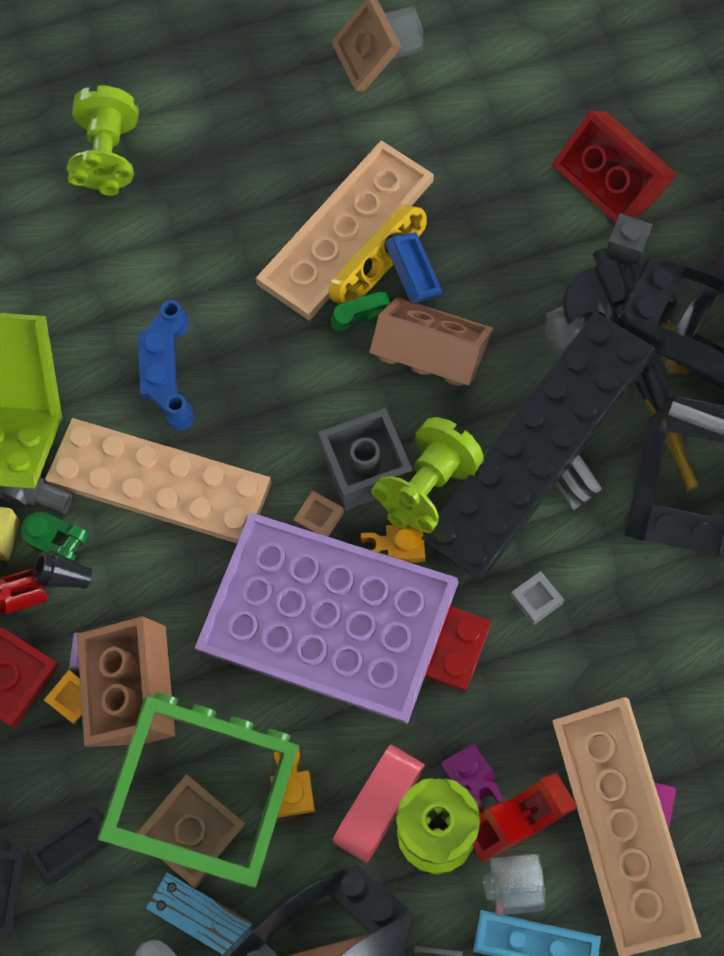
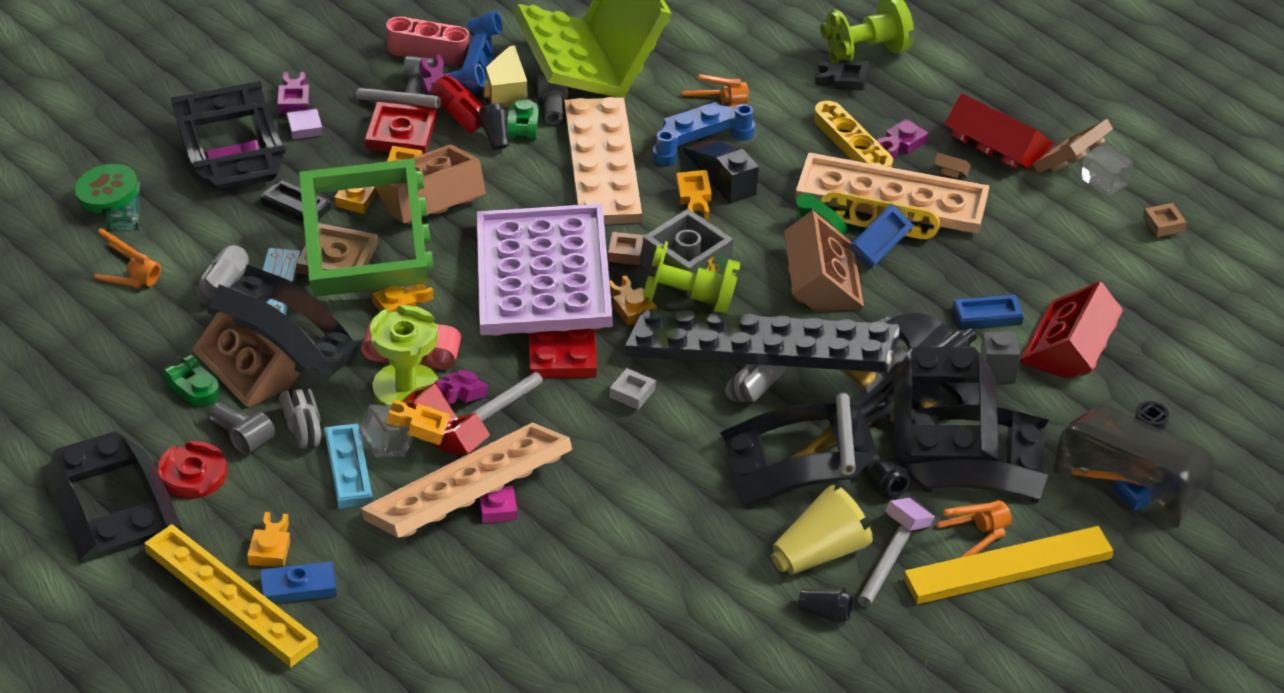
camera: 60 degrees right, 25 degrees down
(89, 767) = (355, 199): none -> light orange plate
(120, 311) = (732, 94): none -> orange plant
(145, 188) = (845, 75): none -> black plate
(231, 365) = (727, 167): none -> black slope
(243, 222) = (832, 117): none -> yellow beam
(256, 410) = (694, 190): none -> light orange plate
(263, 183) = (903, 137): none -> magenta plate
(305, 98) = (996, 133): none -> red slope
(332, 159) = (951, 166): none -> medium nougat plate
(488, 21) = (1164, 220): none -> medium nougat plate
(498, 739) = (509, 396): none -> light grey piece
(541, 842) = (422, 422): none -> light orange plate
(546, 224) = (987, 312): none -> blue tile

